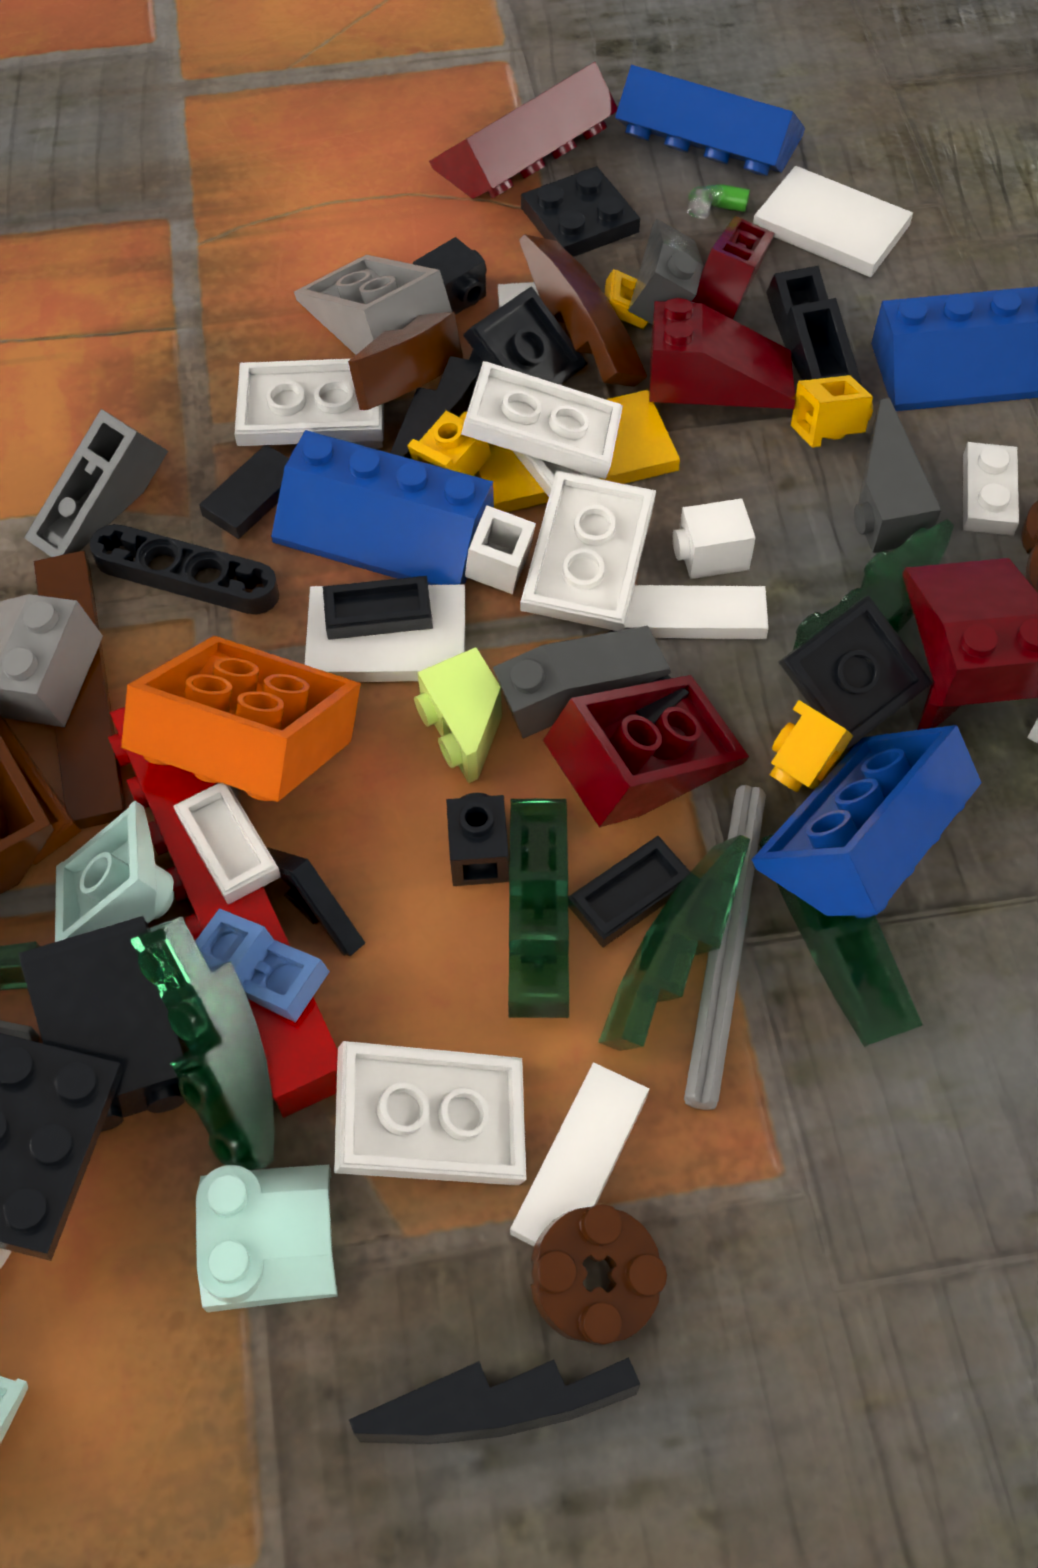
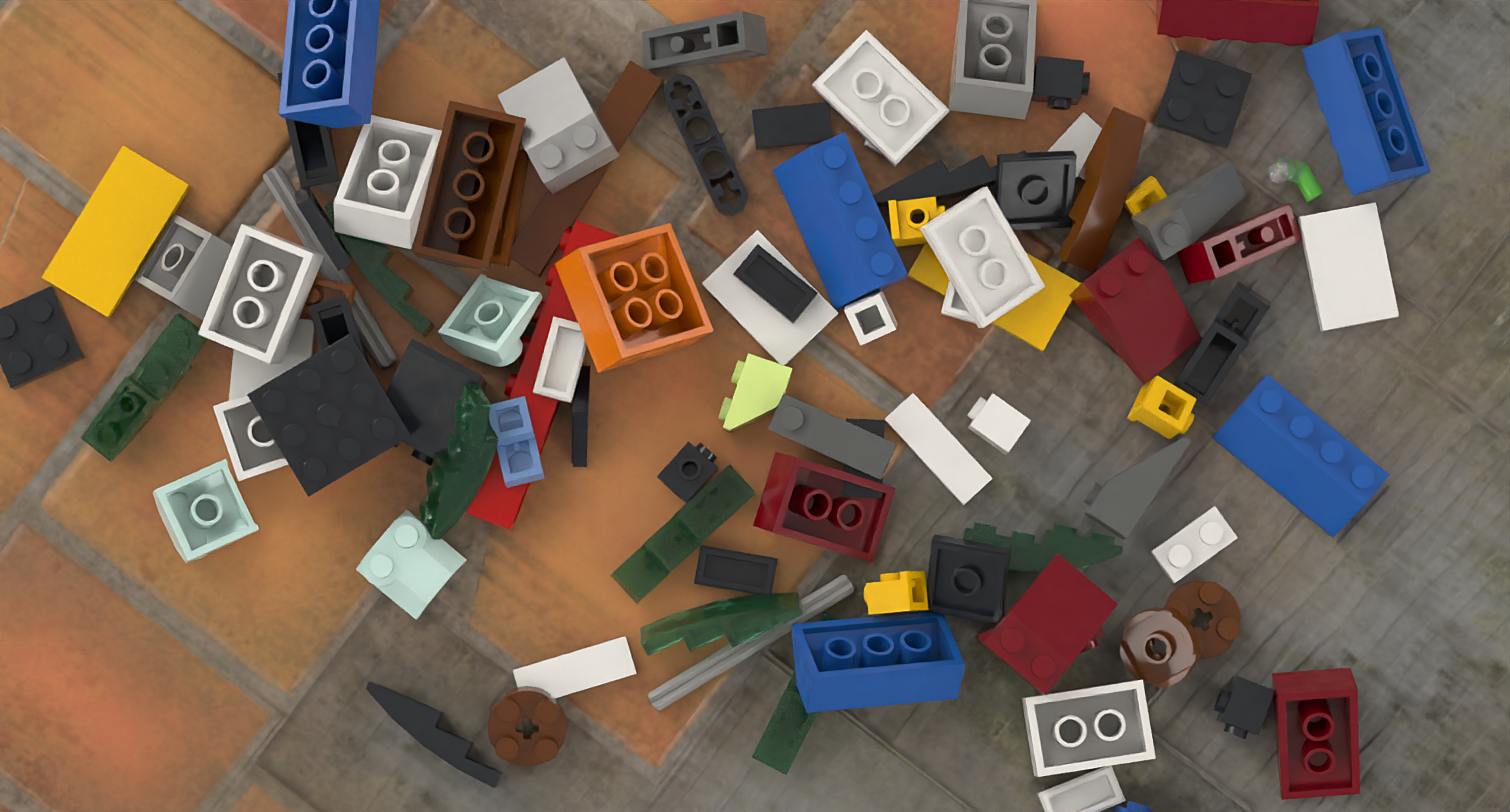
camera: 45 degrees right, 25 degrees up
(404, 359) = (952, 135): reddish brown slope -> none
(429, 1114) = (527, 587): white tile -> none
(588, 551) = (918, 365): white tile -> none

